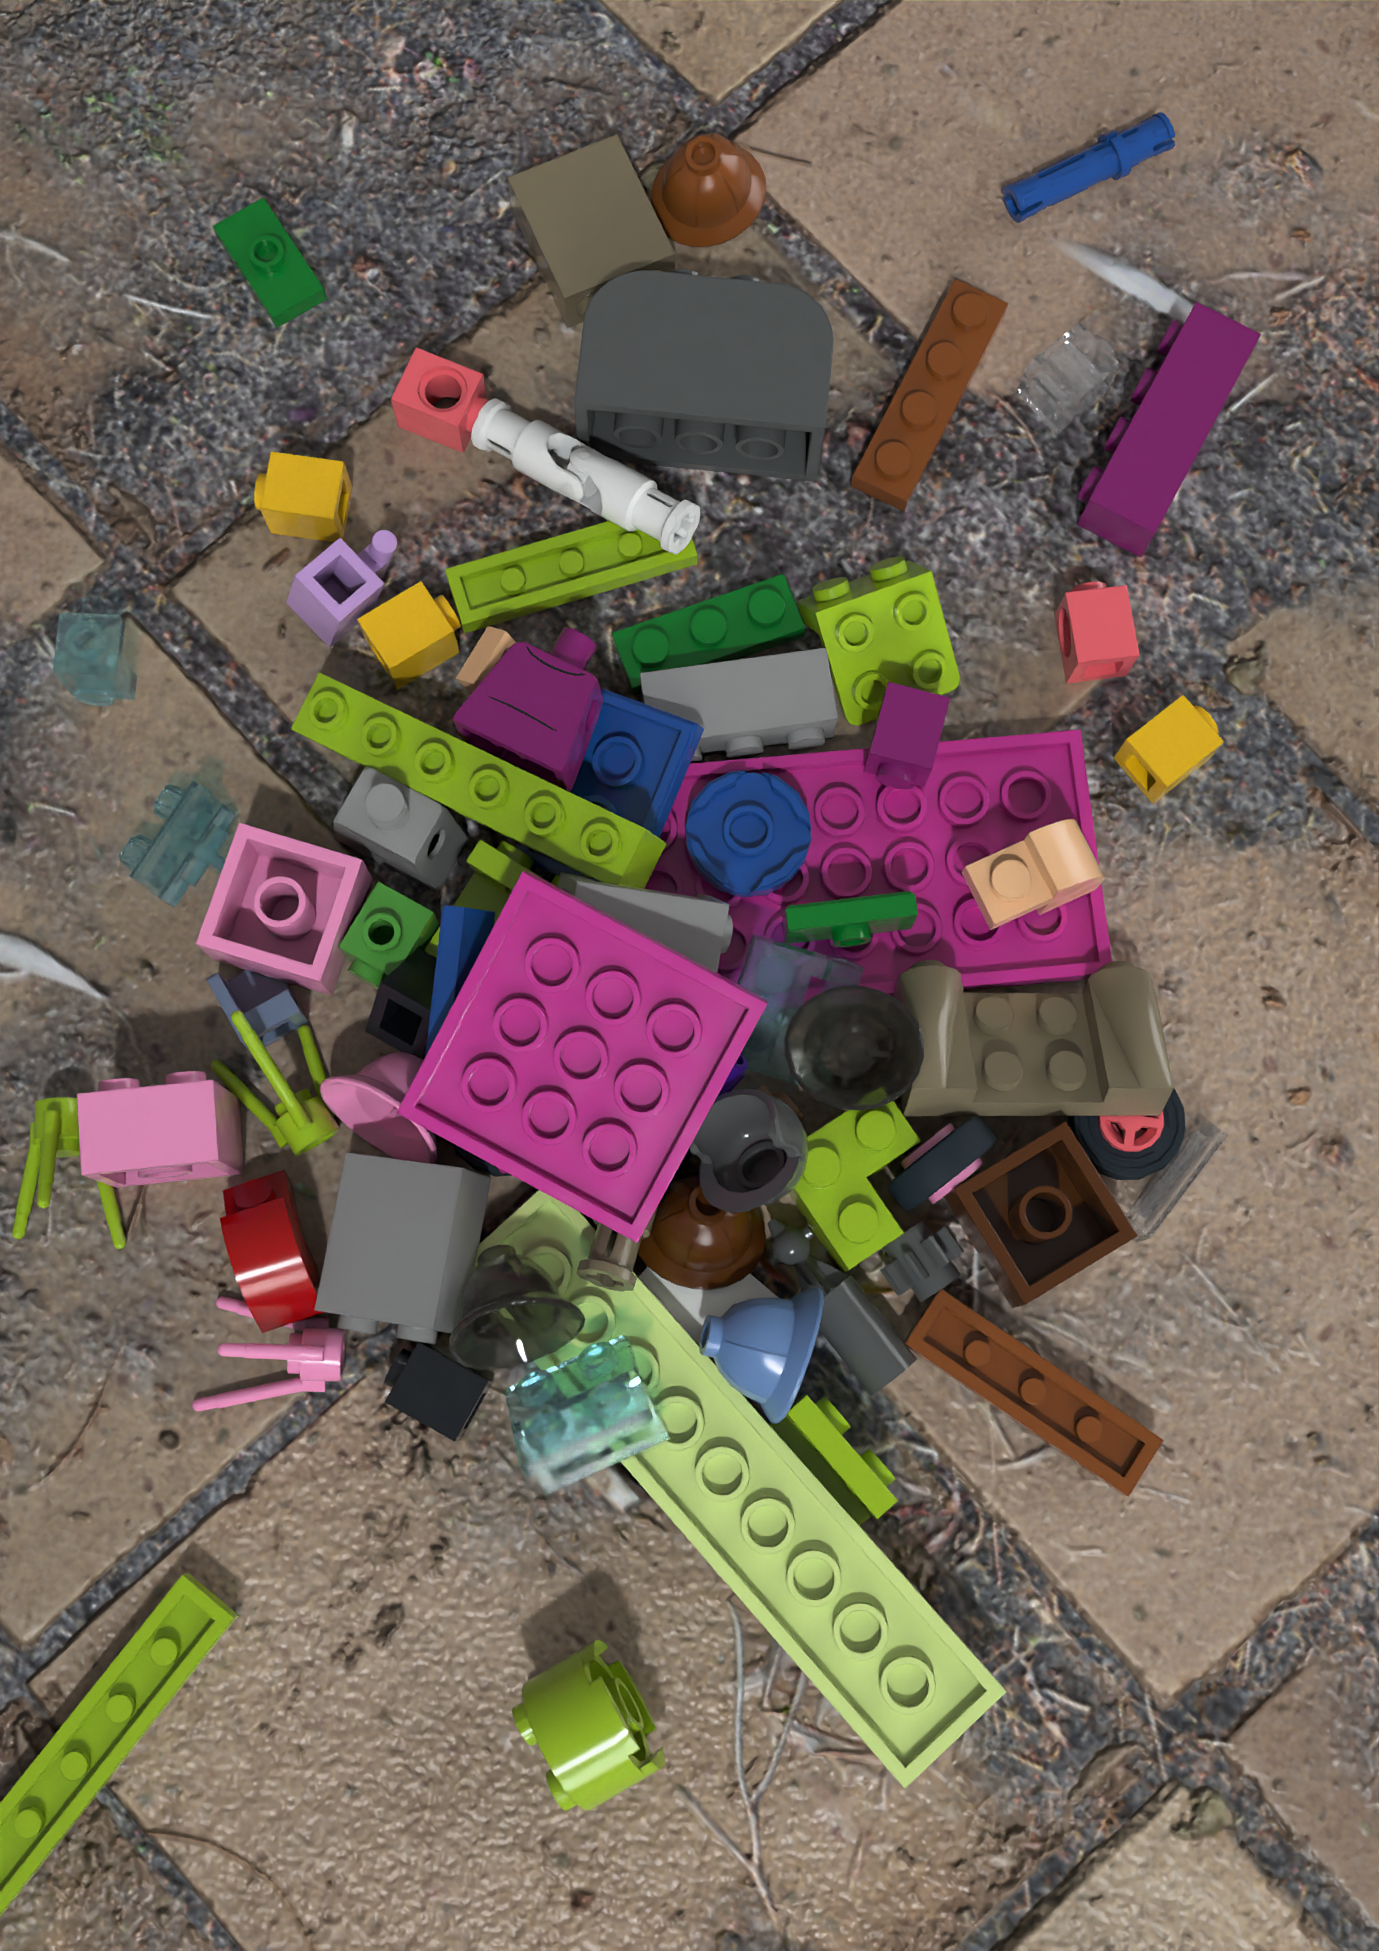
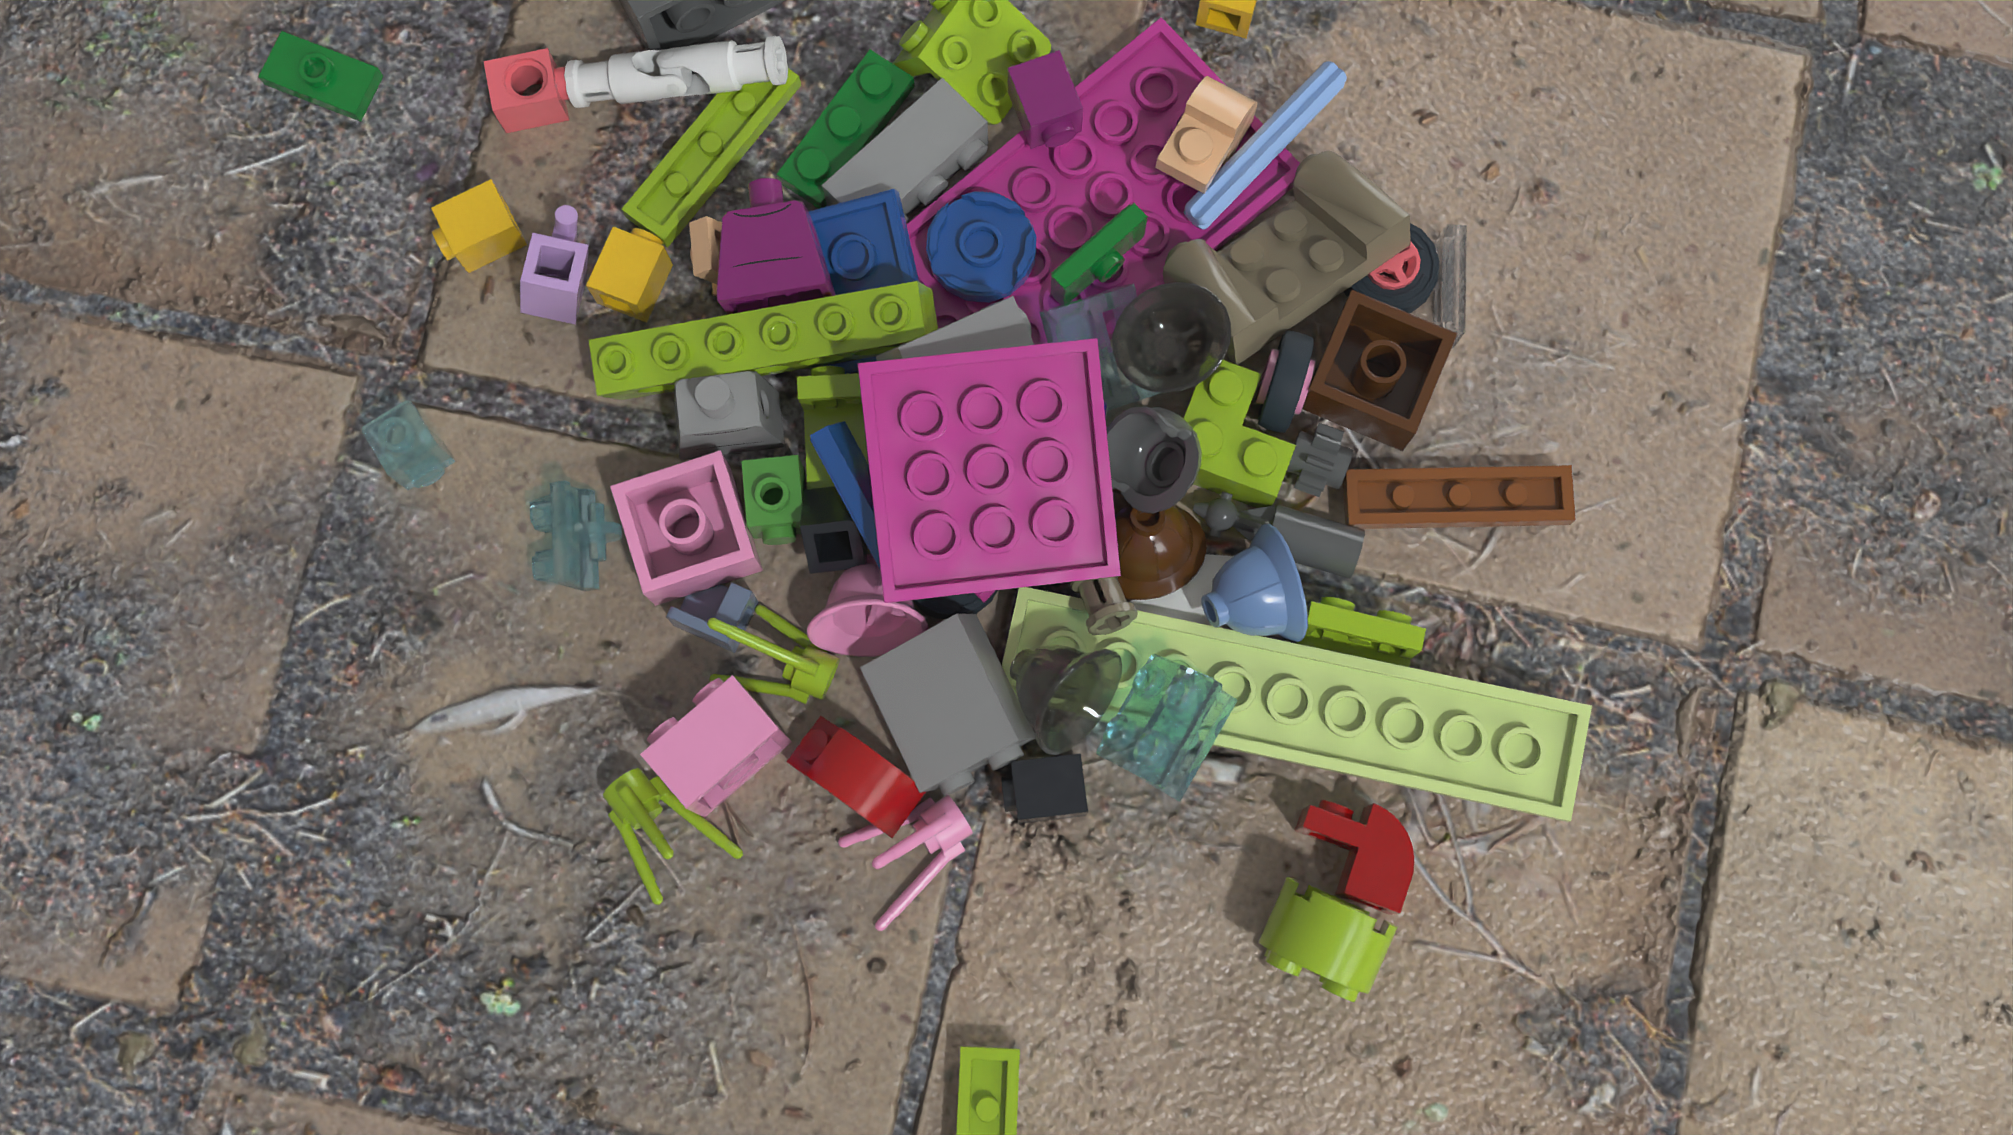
camera: 30 degrees left, 0 degrees up
(701, 1684) = (1378, 856): none -> red brick
(1090, 921) = (1265, 144): none -> light blue axle

